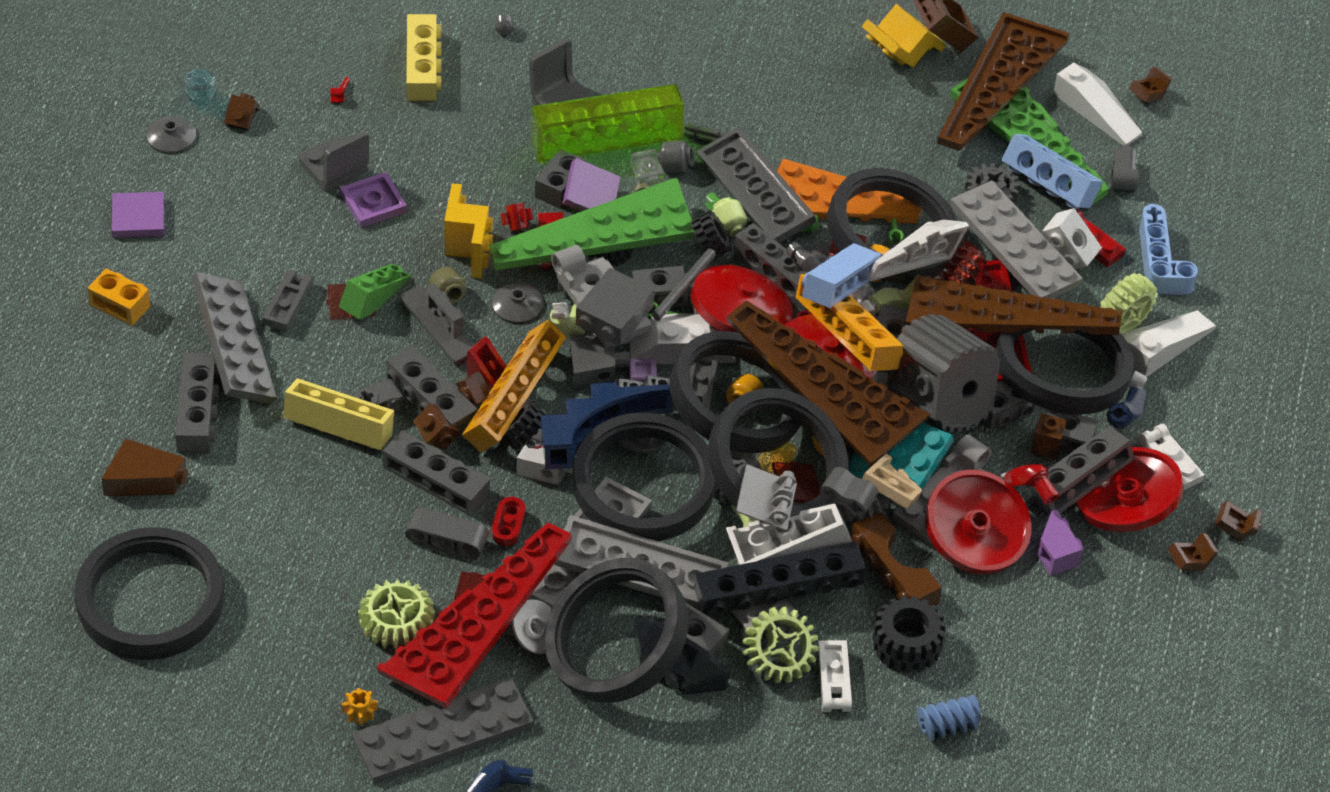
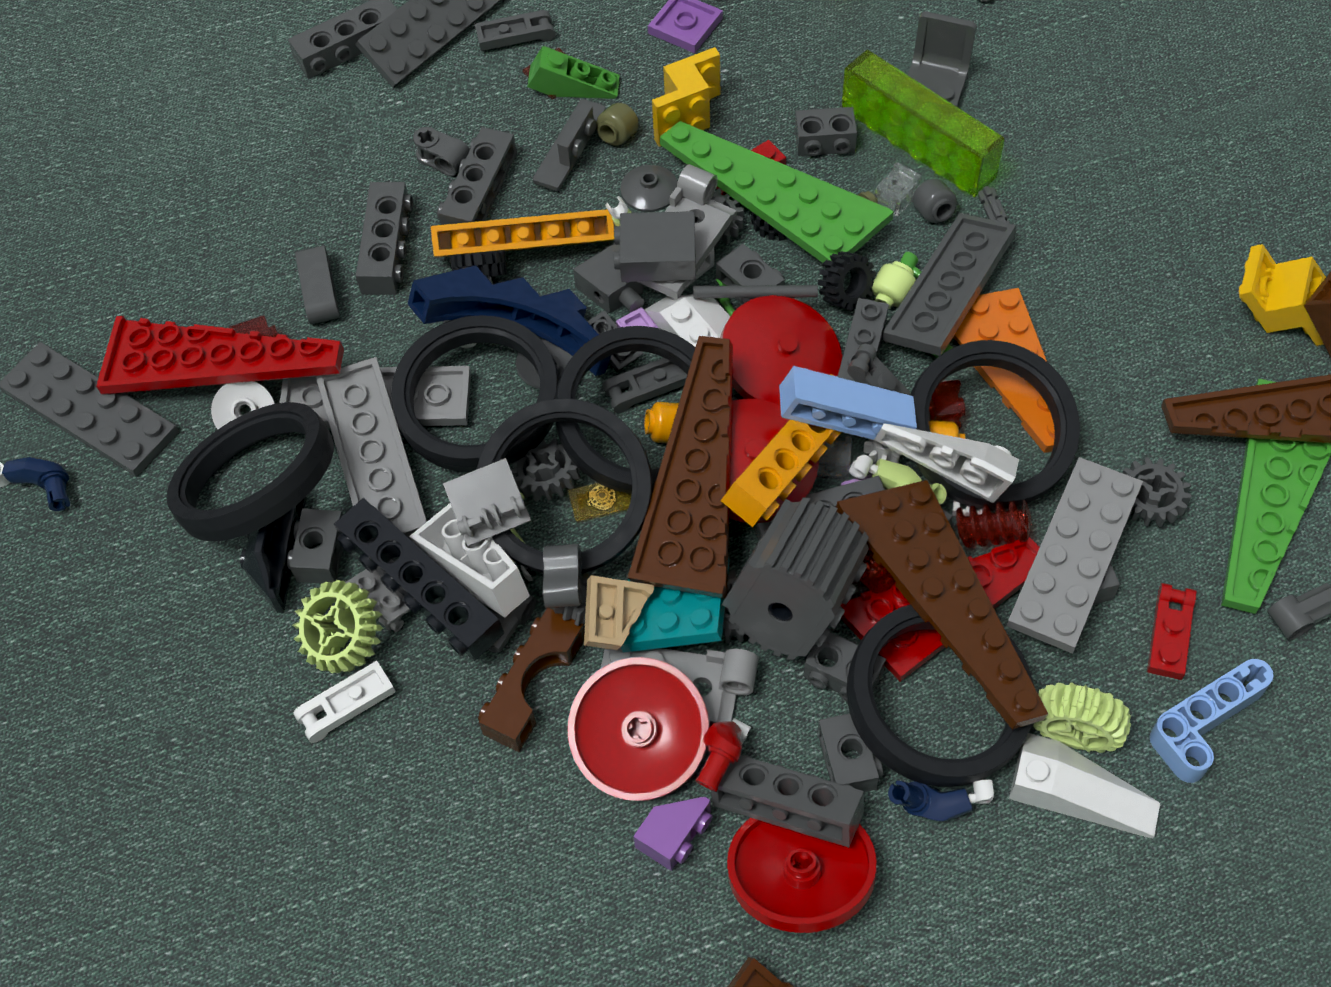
camera: 65 degrees right, 10 degrees up
(143, 471) = (244, 44): reddish brown slope -> none
(155, 645) = (100, 77): black tyre -> none
(338, 414) = (396, 130): light yellow brick -> none
(359, 706) = (71, 330): light orange gear -> none
(395, 613) = (196, 296): yellowish green gear -> none
(435, 427) = (429, 199): reddish brown bracket -> none
(473, 388) = (500, 205): reddish brown bracket -> none
(486, 360) = (540, 195): red slope -> none
(507, 523) = (365, 322): red plate -> none
(516, 216) = (745, 125): red gear -> none
(589, 186) = (827, 155): medium lavender tile -> none
(806, 479) = (582, 525): clear red piece -> none
(894, 233) = (1006, 439): bright green hand -> none
(906, 651) = (431, 716): black tyre -> none
(949, 716) = (342, 845): medium blue piece -> none
(1048, 436) = (821, 734): reddish brown bracket -> none
(1072, 238) = (1141, 625): white brick -> none
(1084, 184) = (1223, 536): light blue brick -> none
(1190, 471) = (902, 892): white plate -> none

